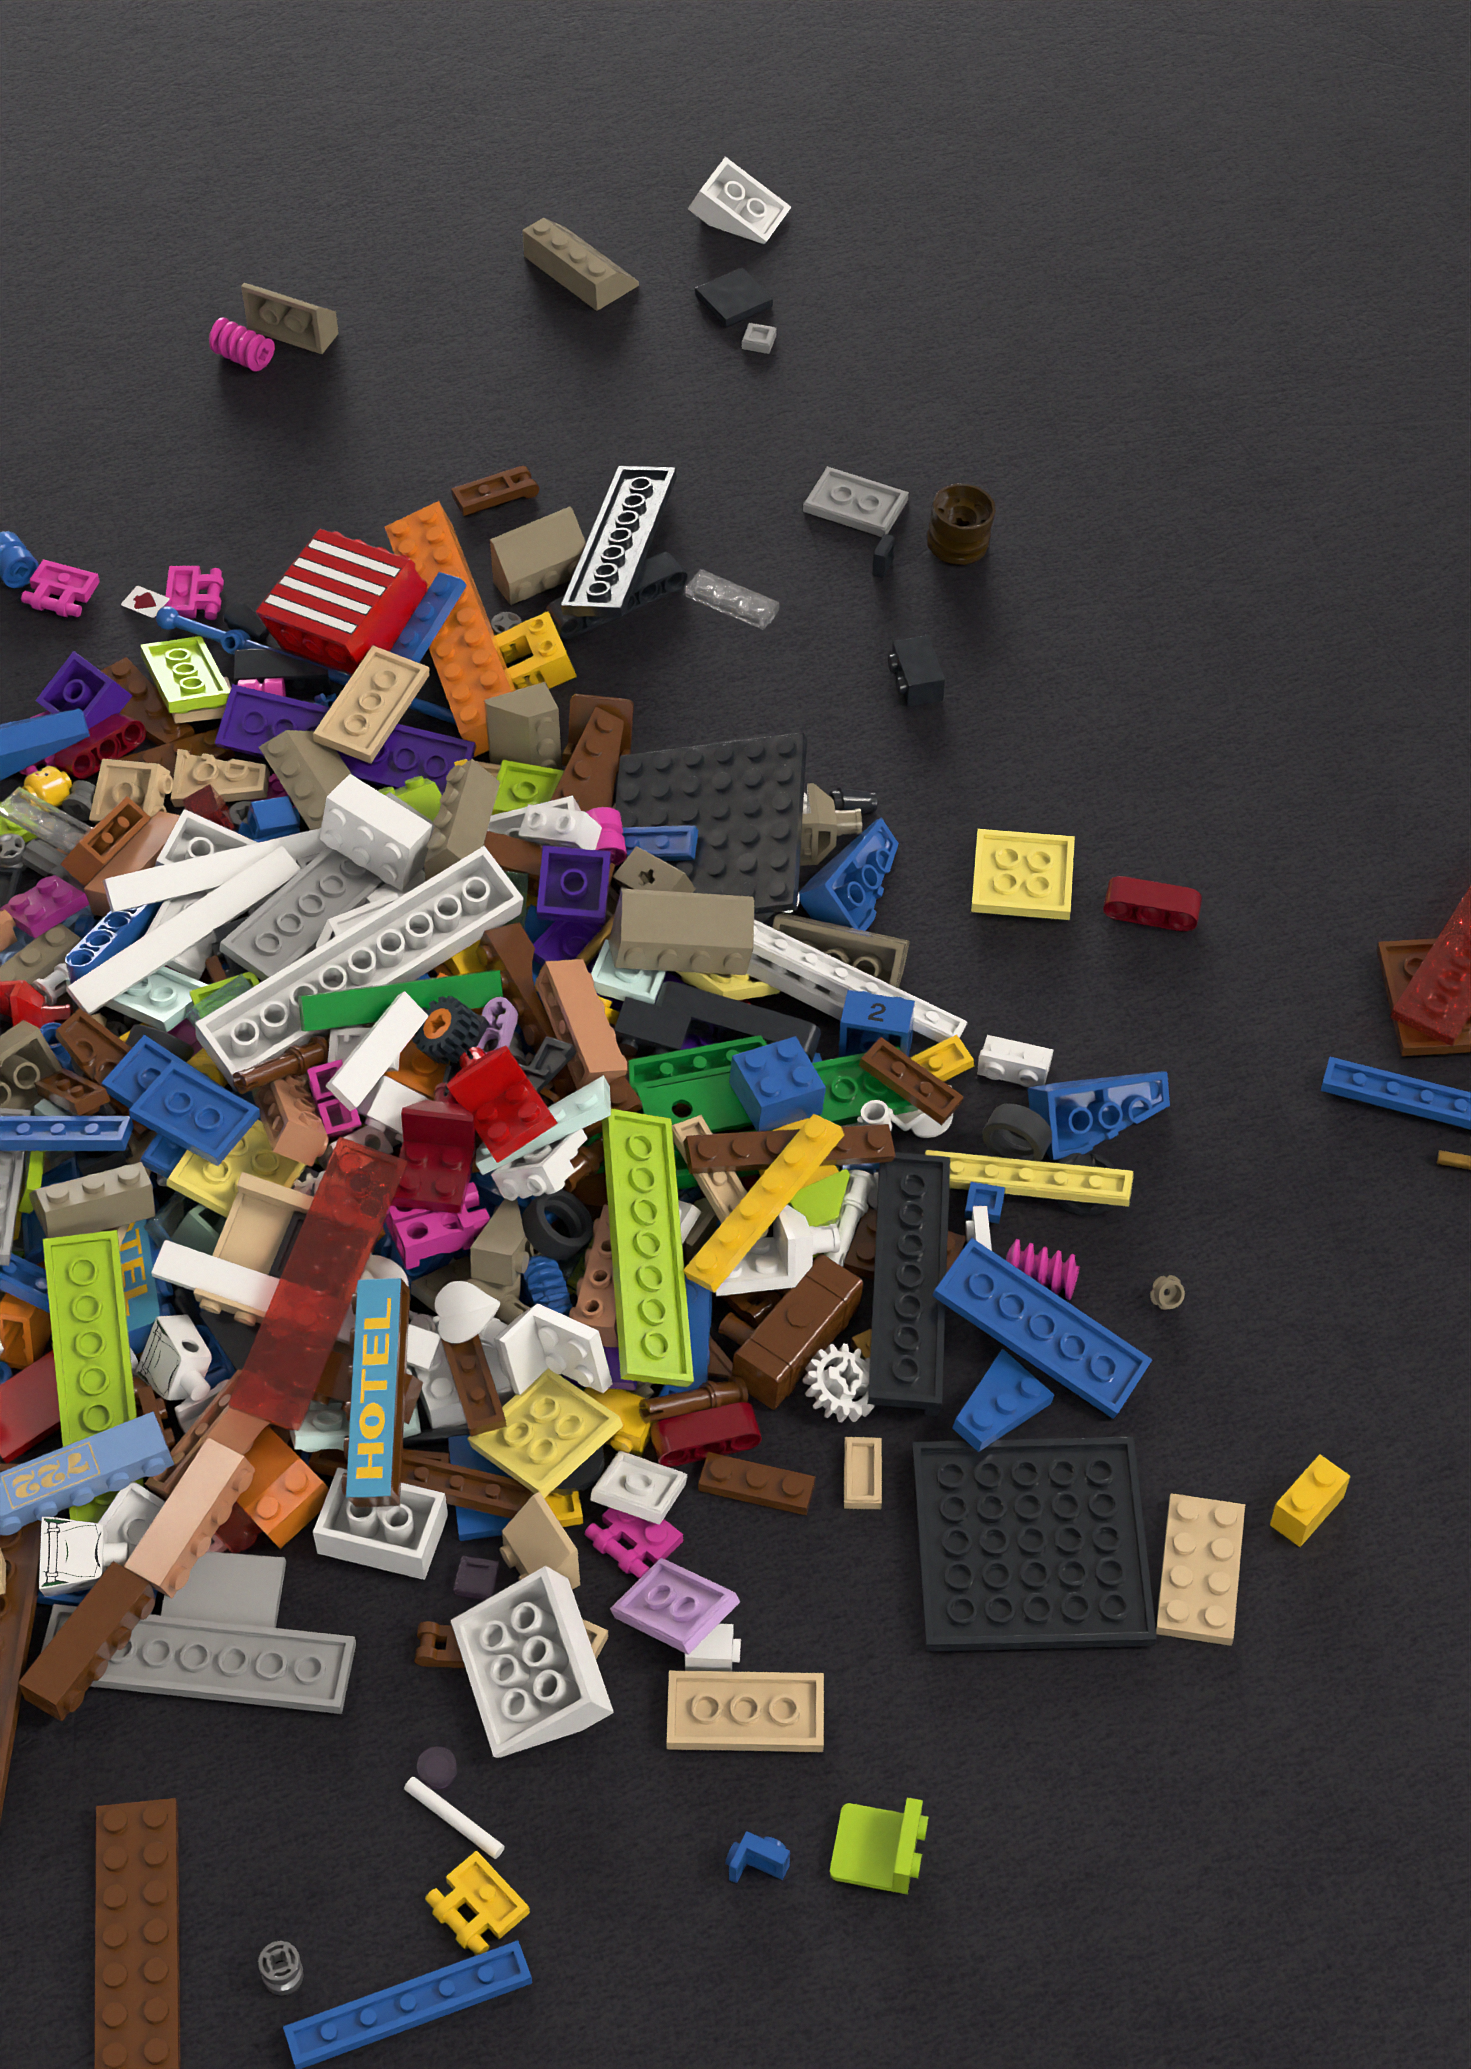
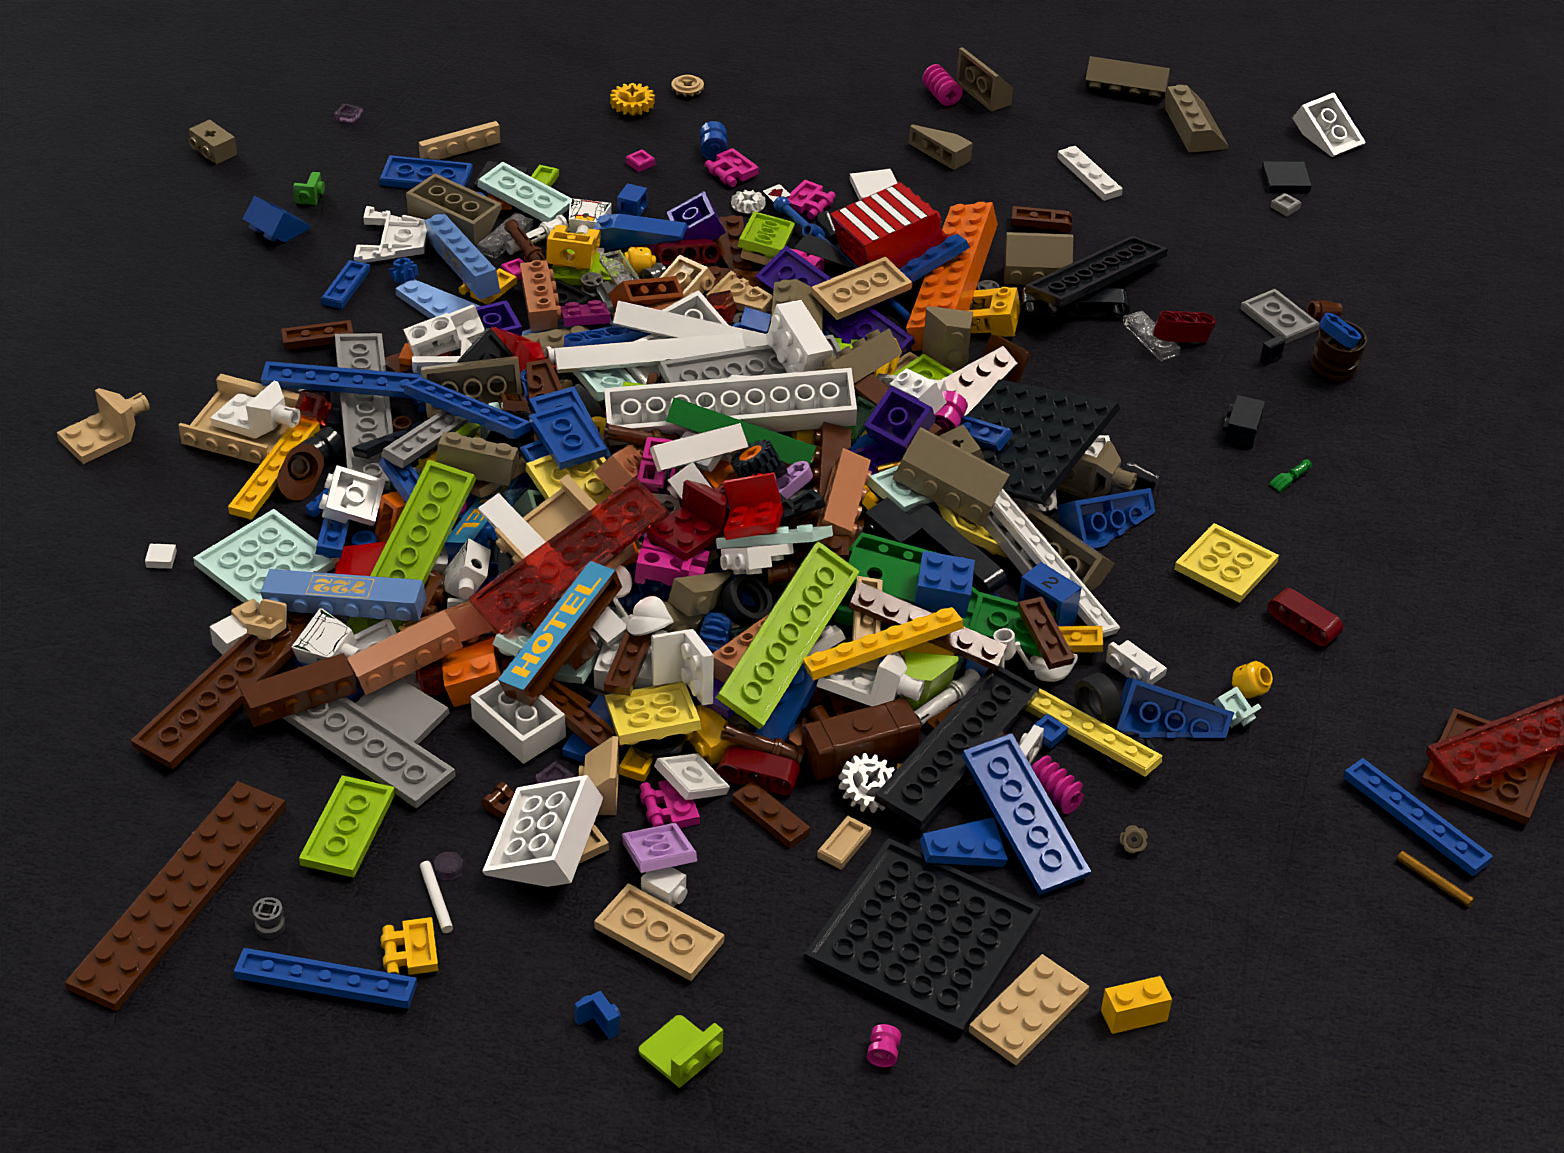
camera: 30 degrees right, 10 degrees down
(122, 638) = (748, 201): none -> white gear
(259, 533) = (871, 182): none -> white tile
(280, 1788) = (347, 826): none -> lime plate
(304, 436) = (941, 145): none -> dark tan slope
(458, 233) = (1127, 76): none -> dark tan slope
(504, 395) = (1089, 173): none -> white plate
(769, 572) = (1184, 326): none -> dark red beam
(900, 471) = (1318, 308): none -> reddish brown cone
(959, 502) = (1340, 330): none -> blue beam
(1009, 727) = (1284, 480): none -> green piece
(1089, 1708) = (884, 1040): none -> dark pink wheel
(1156, 1018) = (1252, 679): none -> yellow head
(1157, 1058) = (1236, 702): none -> light aqua bracket

